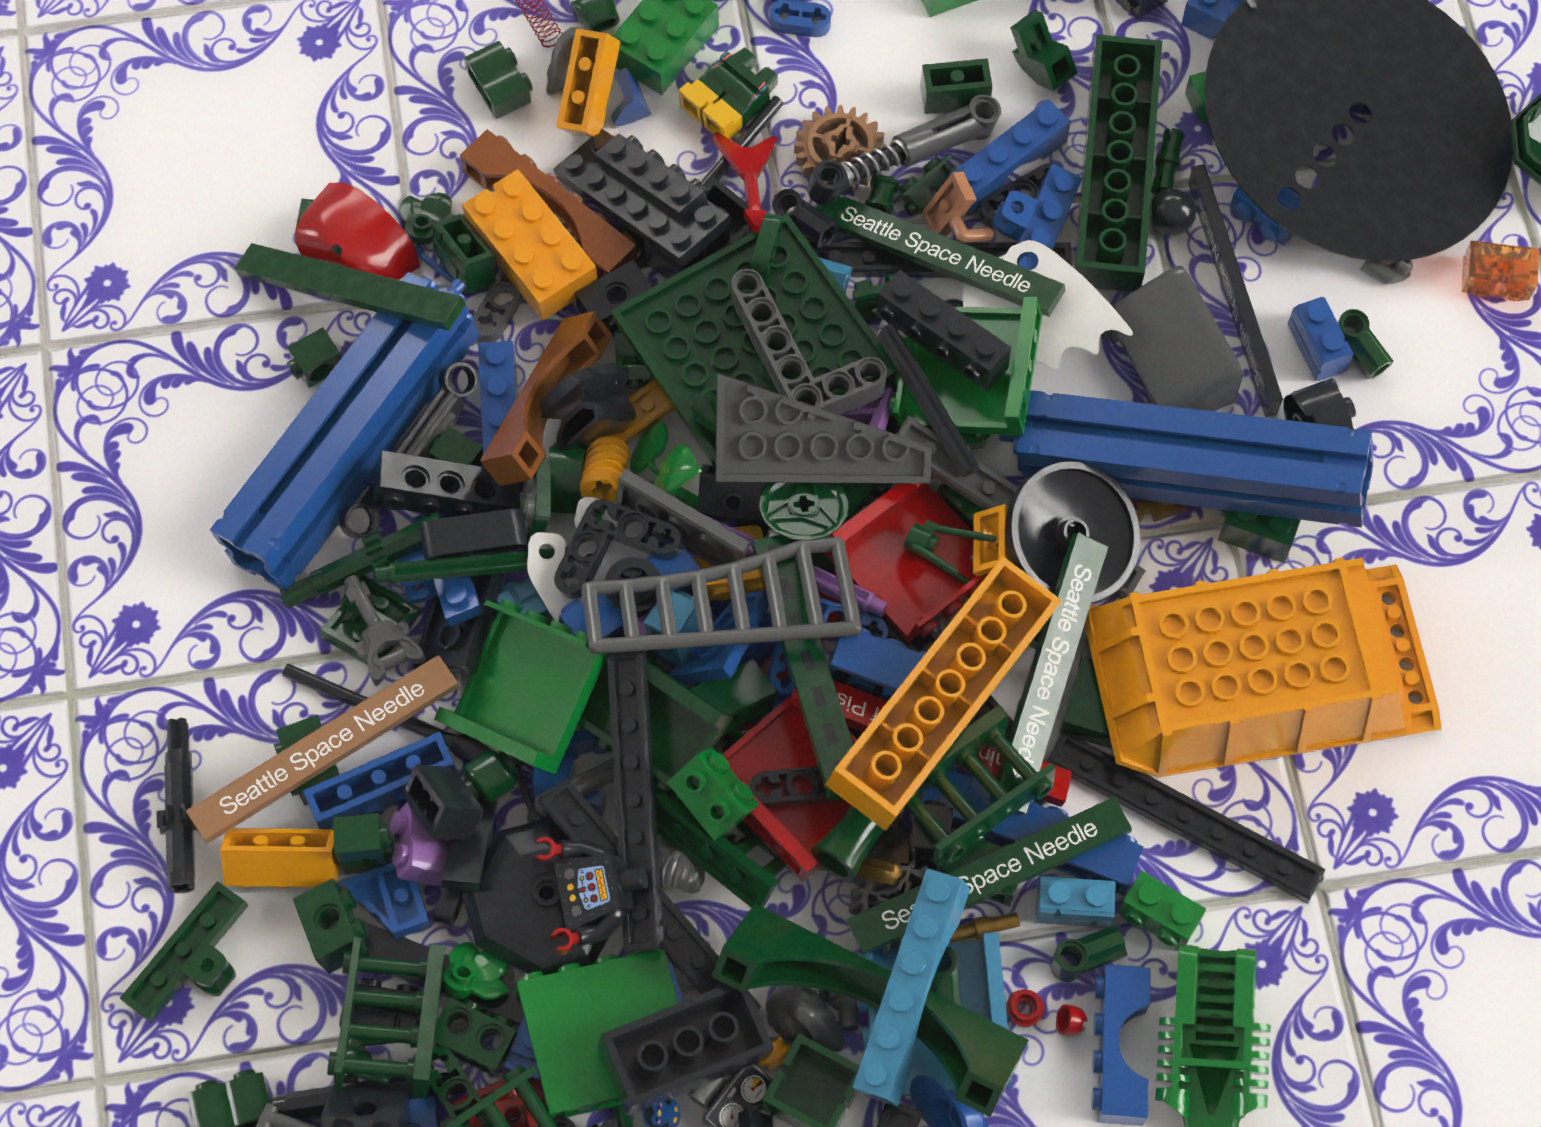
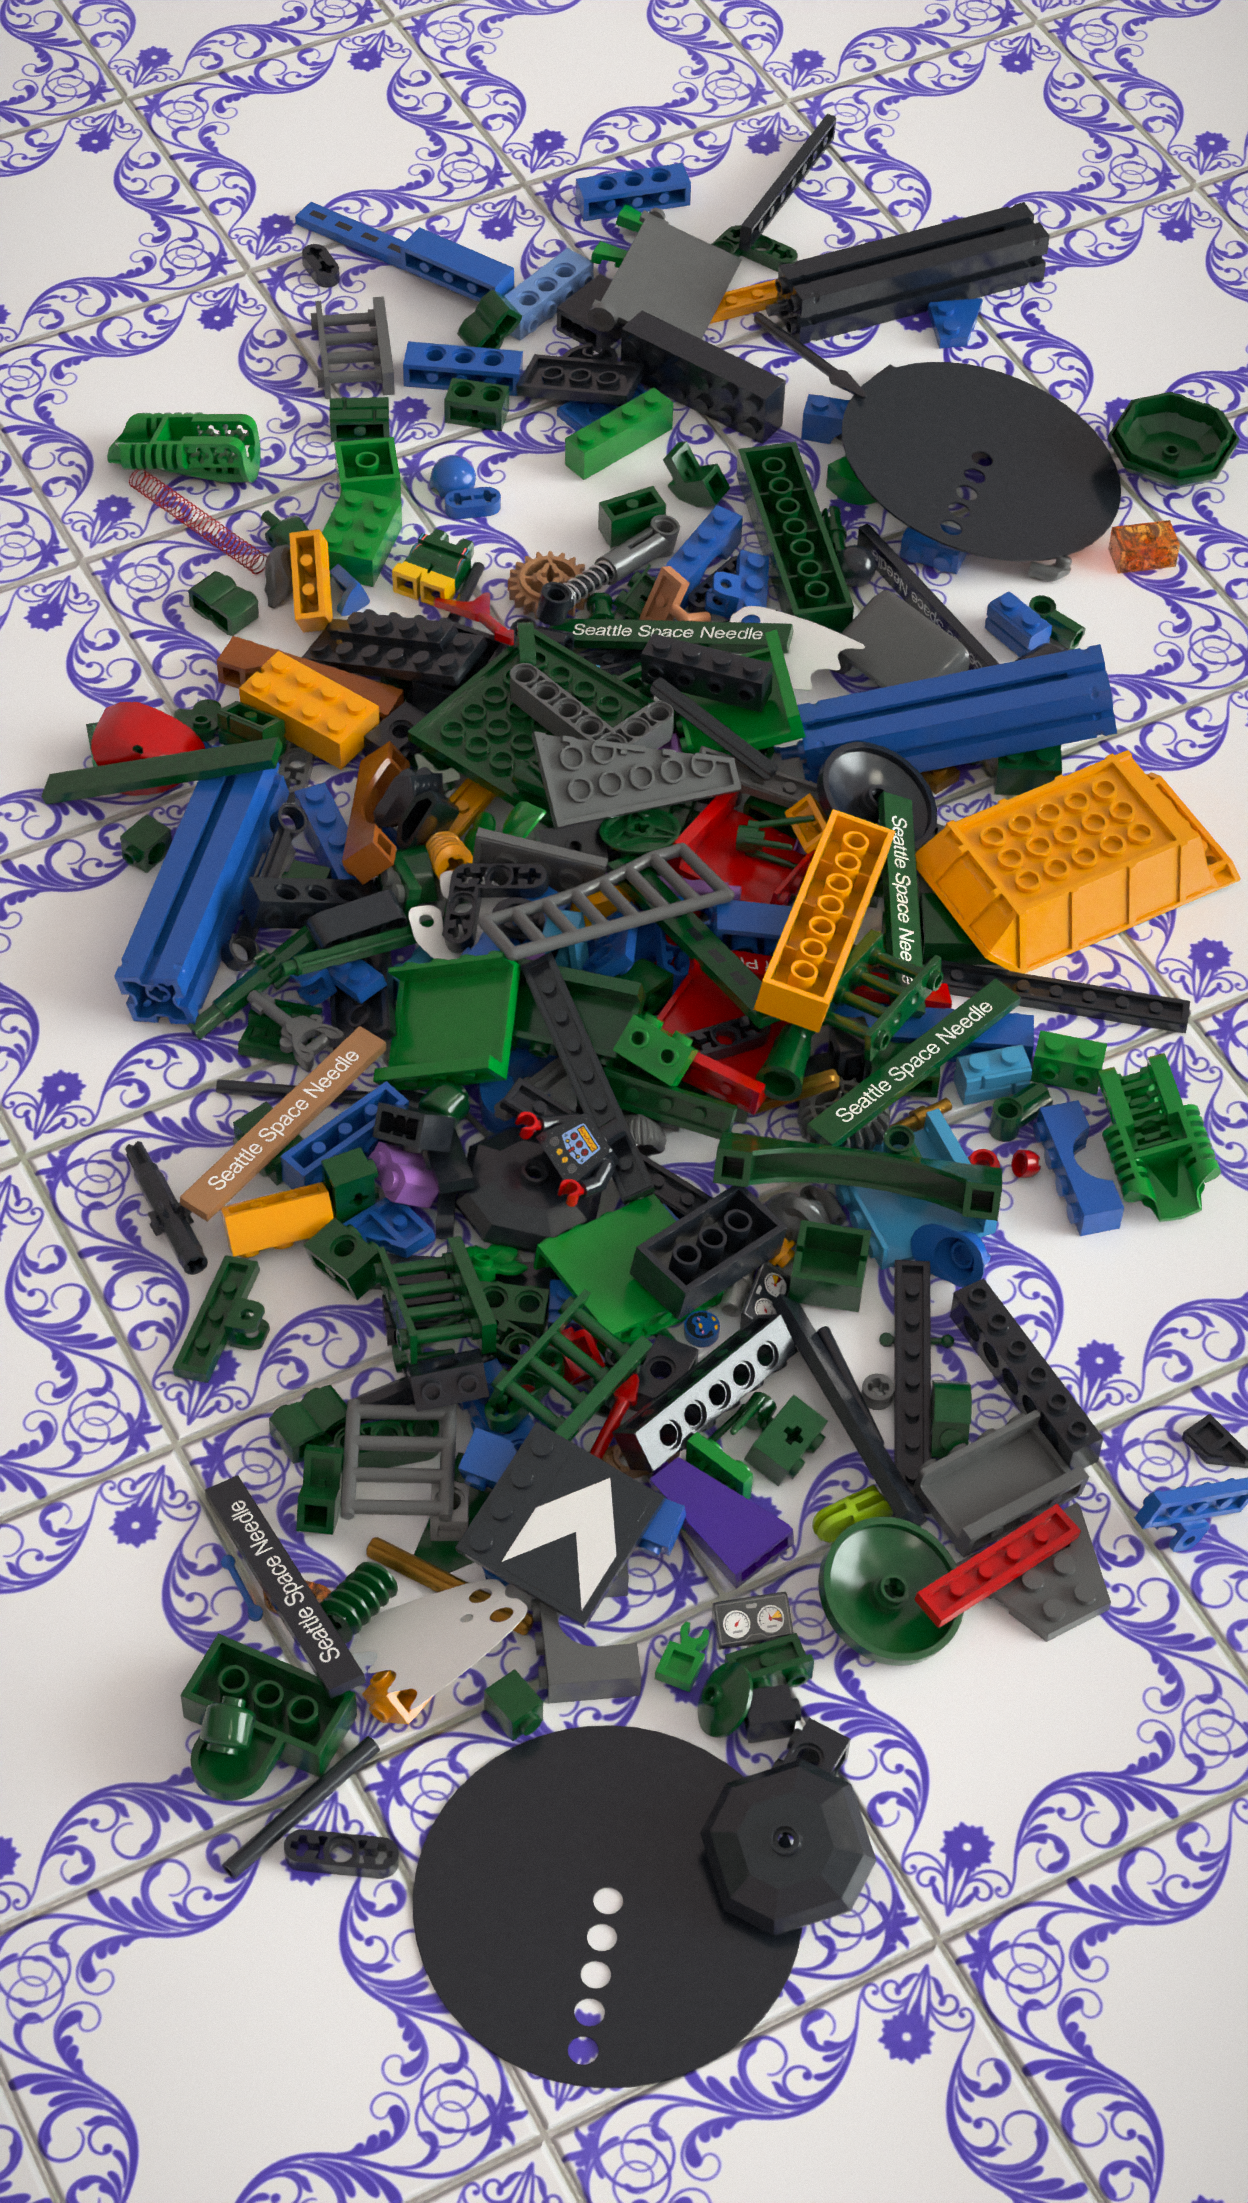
camera: 20 degrees left, 15 degrees down
(894, 1032) = (885, 1154): dark azure arch -> none

